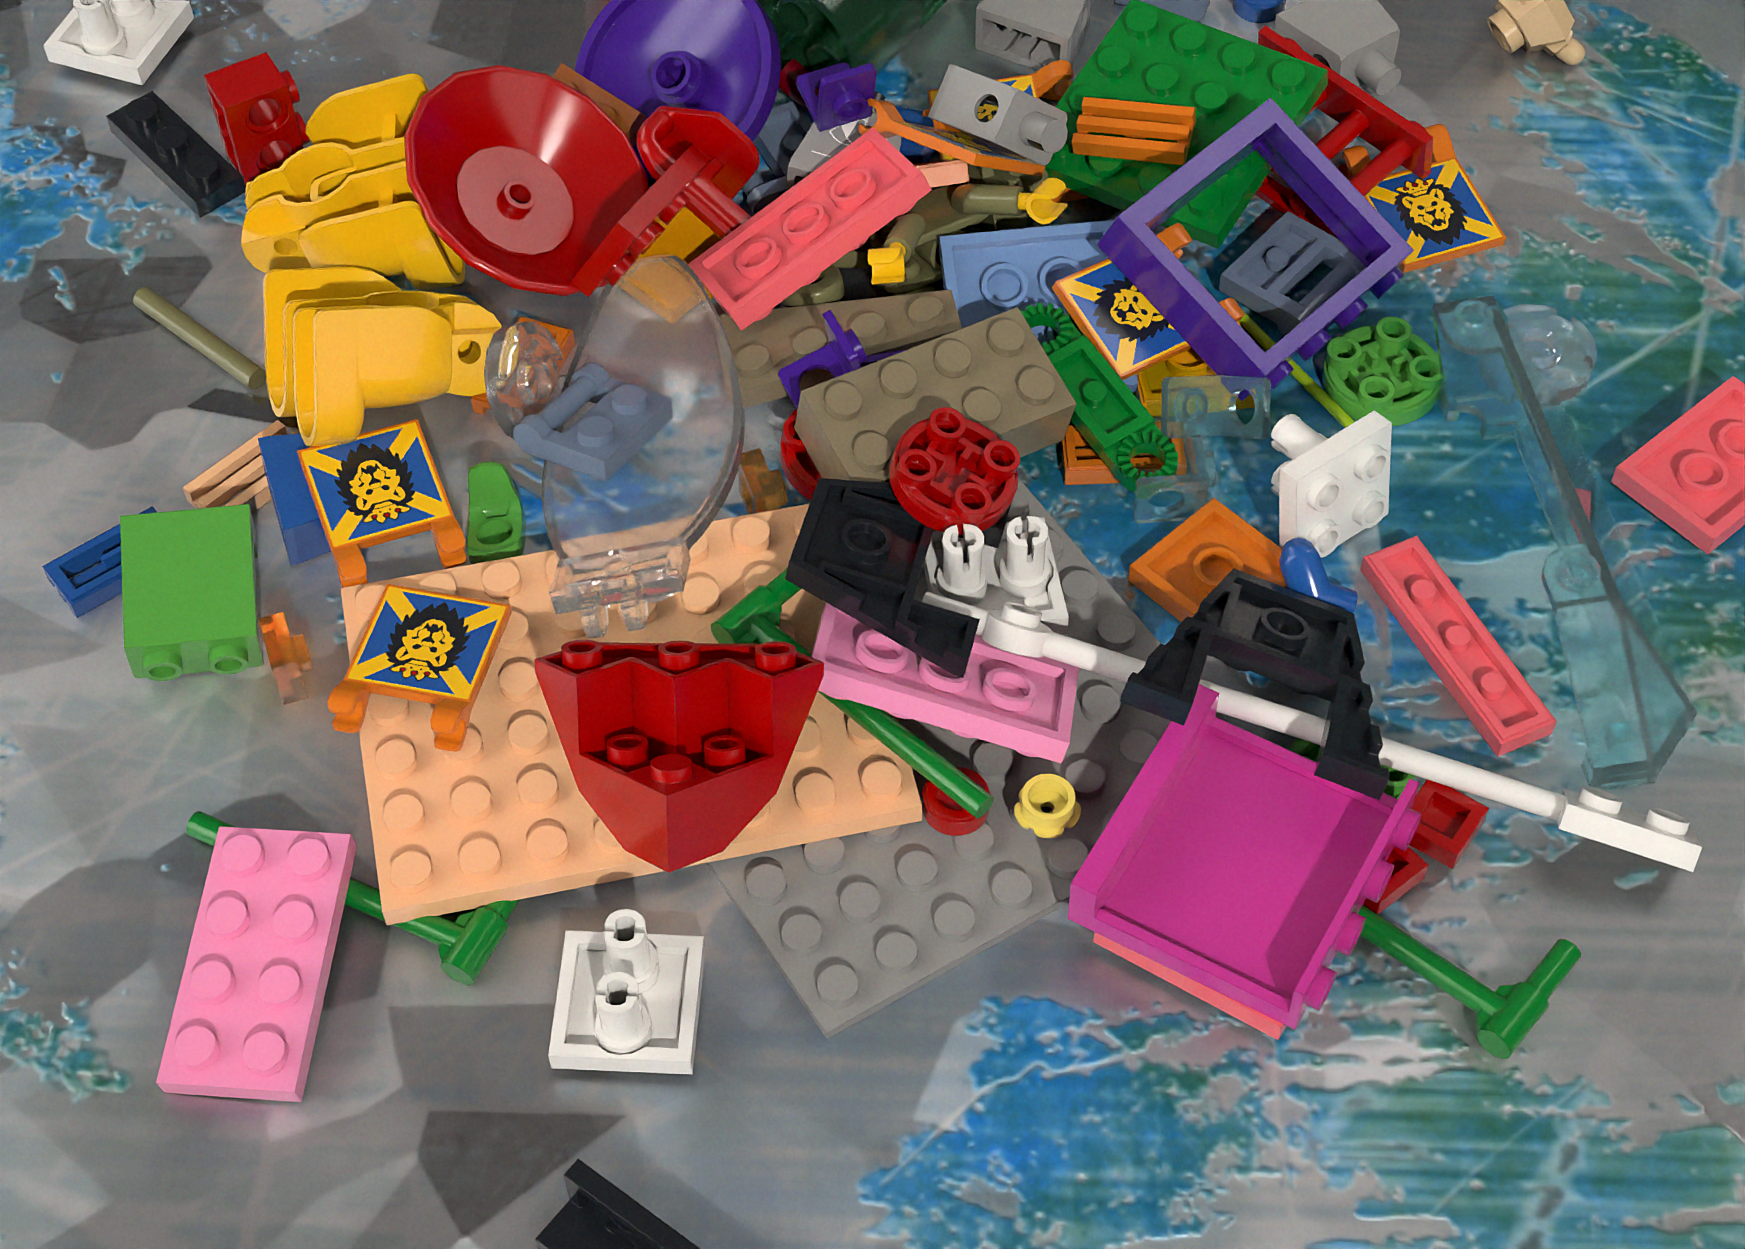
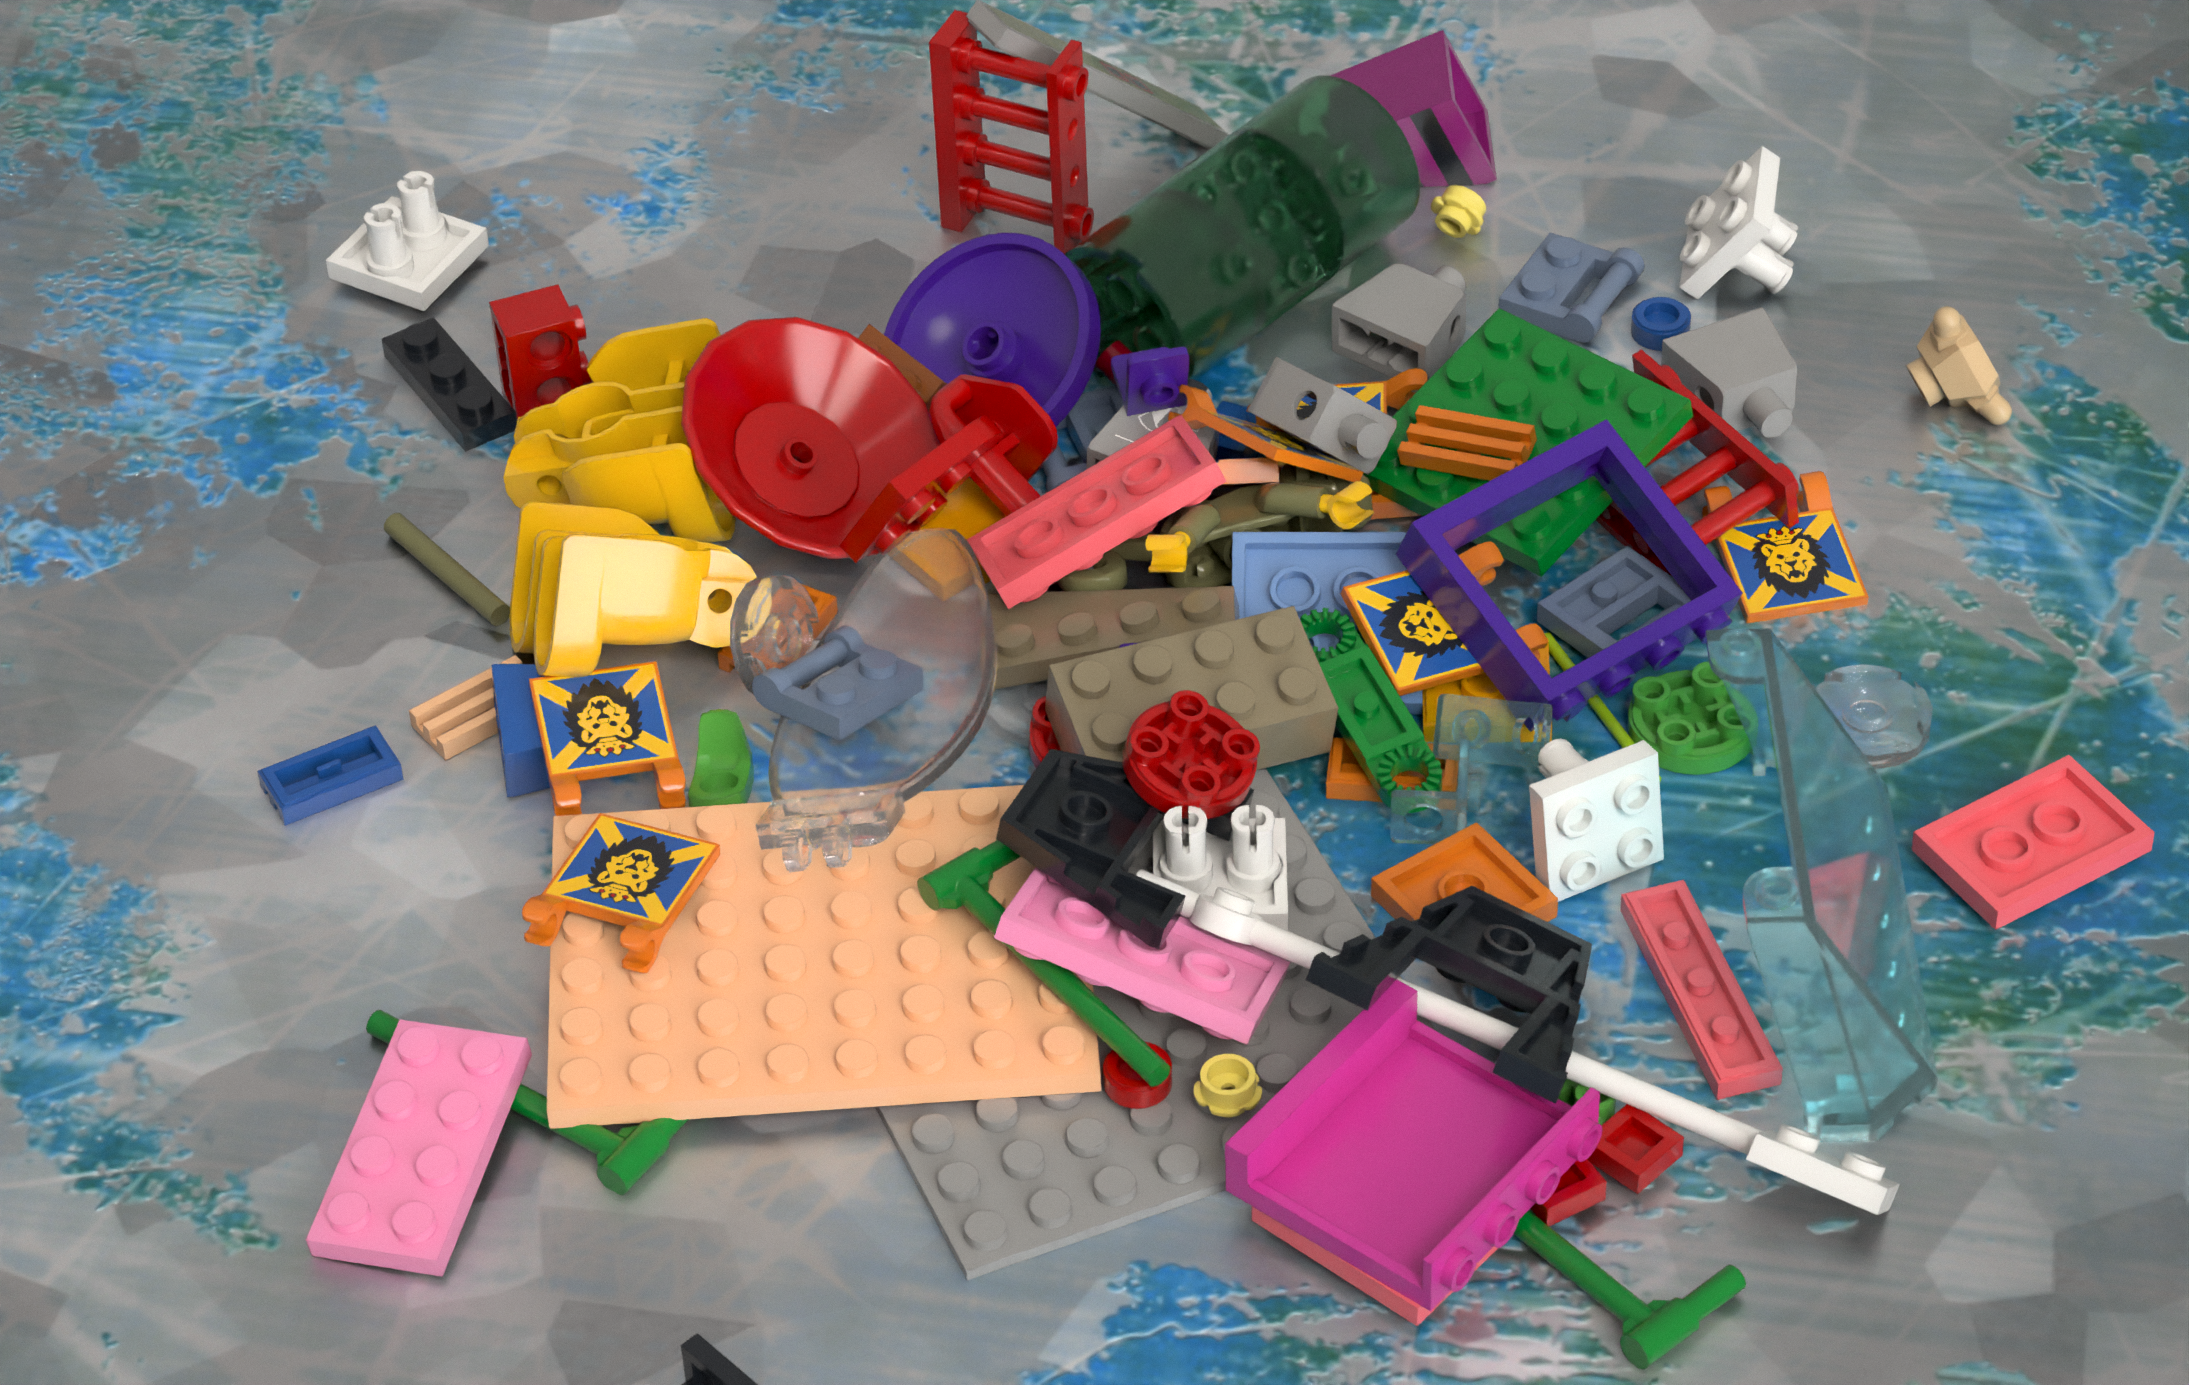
camera: 10 degrees right, 10 degrees down
(190, 592) = (402, 805): bright green panel -> none
(287, 657) = (490, 877): clear orange plate -> none
(627, 999) = (774, 1215): white plate -> none
(678, 736) = (861, 972): red brick -> none
(758, 486) = (998, 762): clear orange plate -> none
(838, 357) = (1102, 637): dark purple bracket -> none
(1306, 575) = (1551, 901): blue arm -> none

